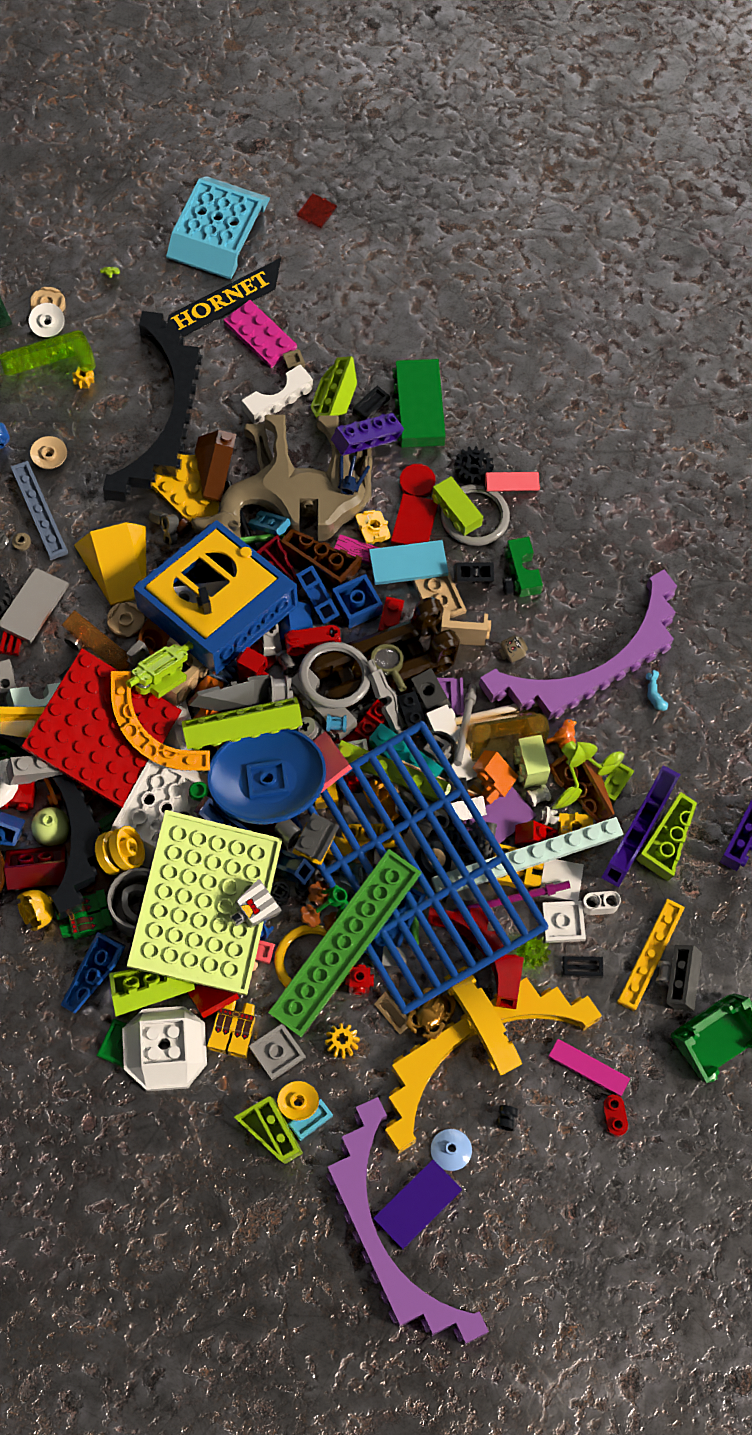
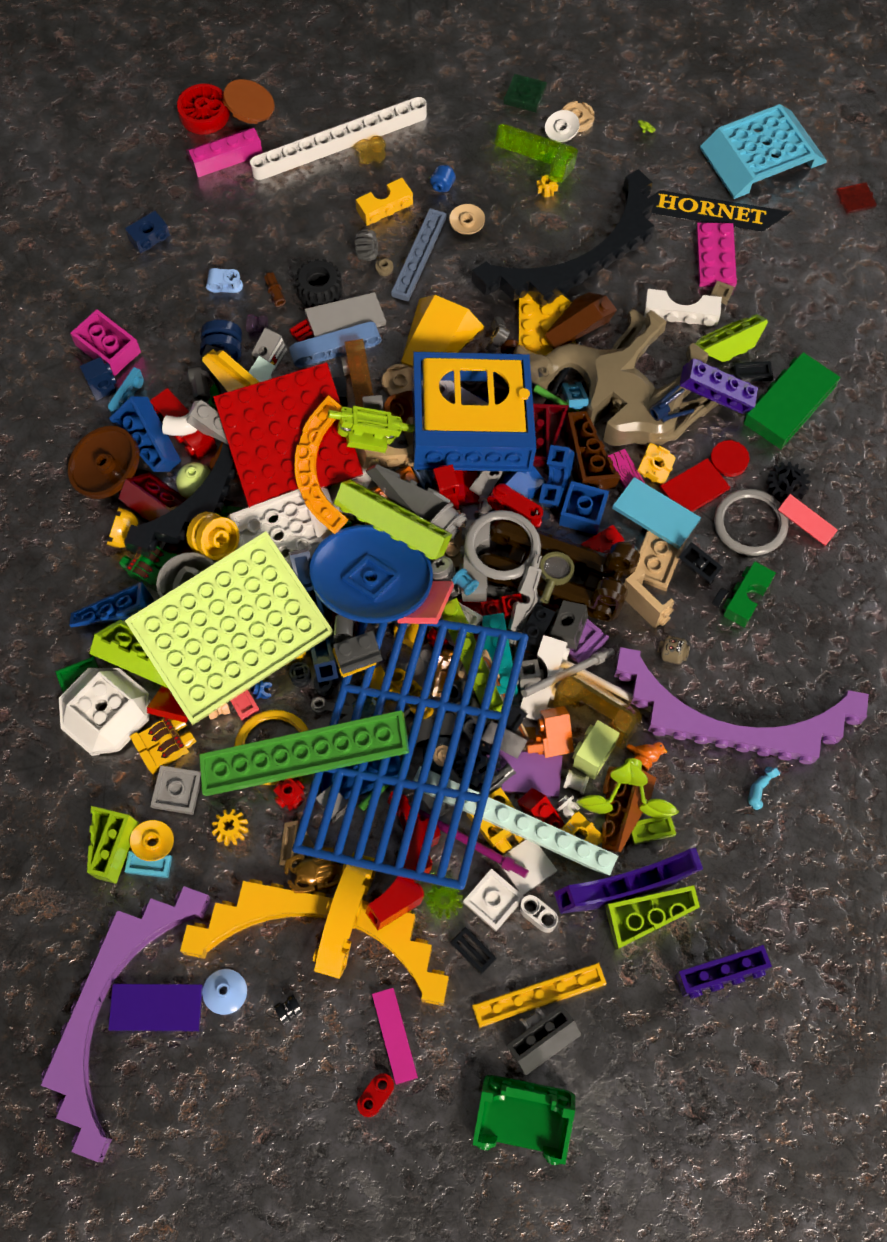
camera: 50 degrees right, 0 degrees up
(47, 633) = (332, 344): none -> medium blue beam
(198, 791) = (310, 540): green plate -> none
(203, 601) = (450, 401): black plate -> none
(255, 906) = (258, 661): torso -> none
(322, 897) = (324, 708): dark orange plant -> none
(457, 506) = (739, 501): lime brick -> none

